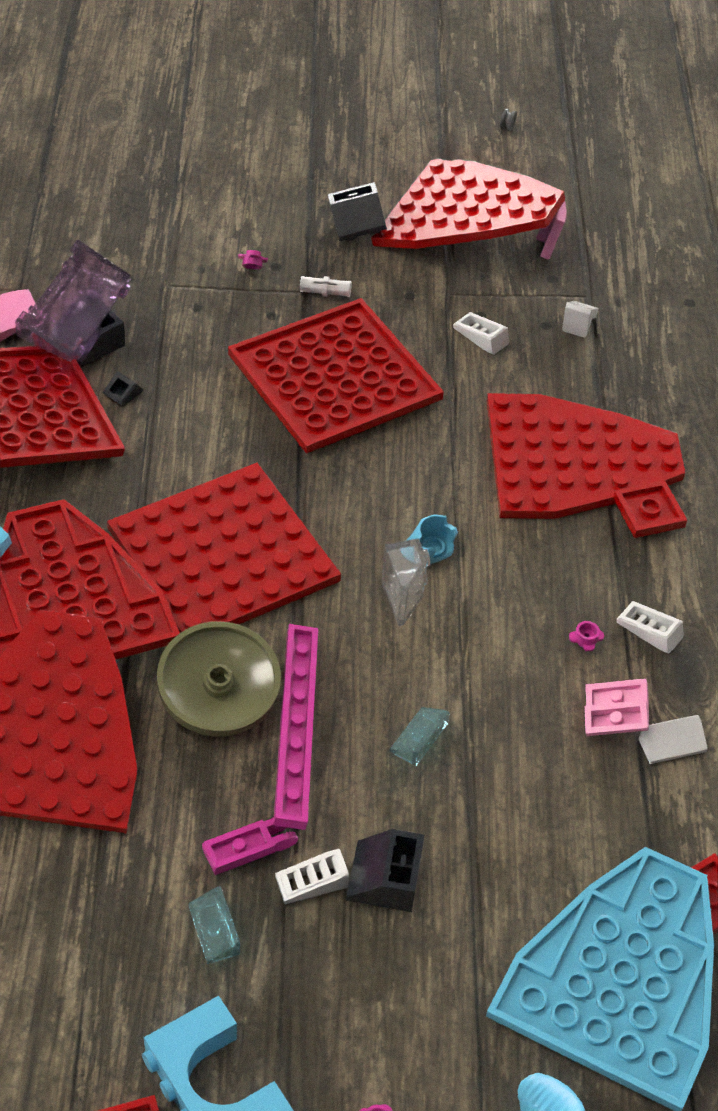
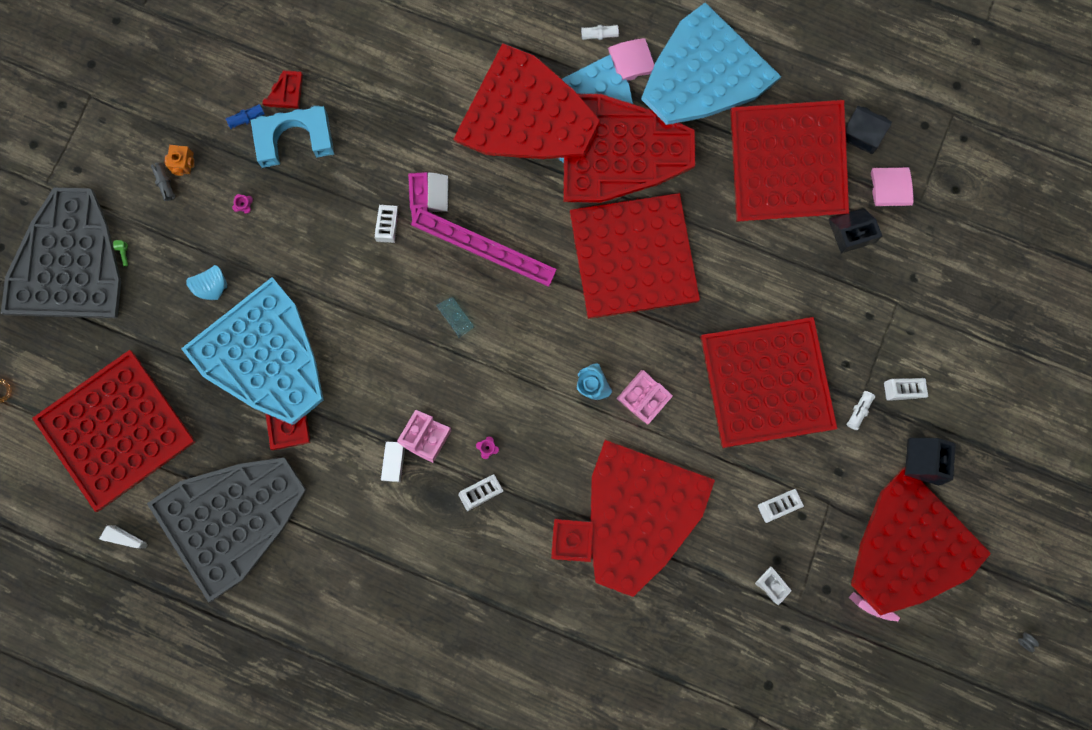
camera: 115 degrees right, 30 degrees up
(74, 303) = (864, 211): clear purple windscreen -> none
(122, 389) = (798, 239): black slope -> none
(215, 926) = (378, 165): clear light blue slope -> none
(218, 678) = (529, 214): olive dish -> none
(227, 820) = (437, 192): none -> white slope
(252, 259) = (903, 367): dark pink plate -> none
(281, 259) = (894, 392): none -> white slope
(386, 870) = (370, 259): black slope -> none
(404, 576) = (561, 347): clear slope -> none
(419, 488) = (644, 397): none -> bright pink slope

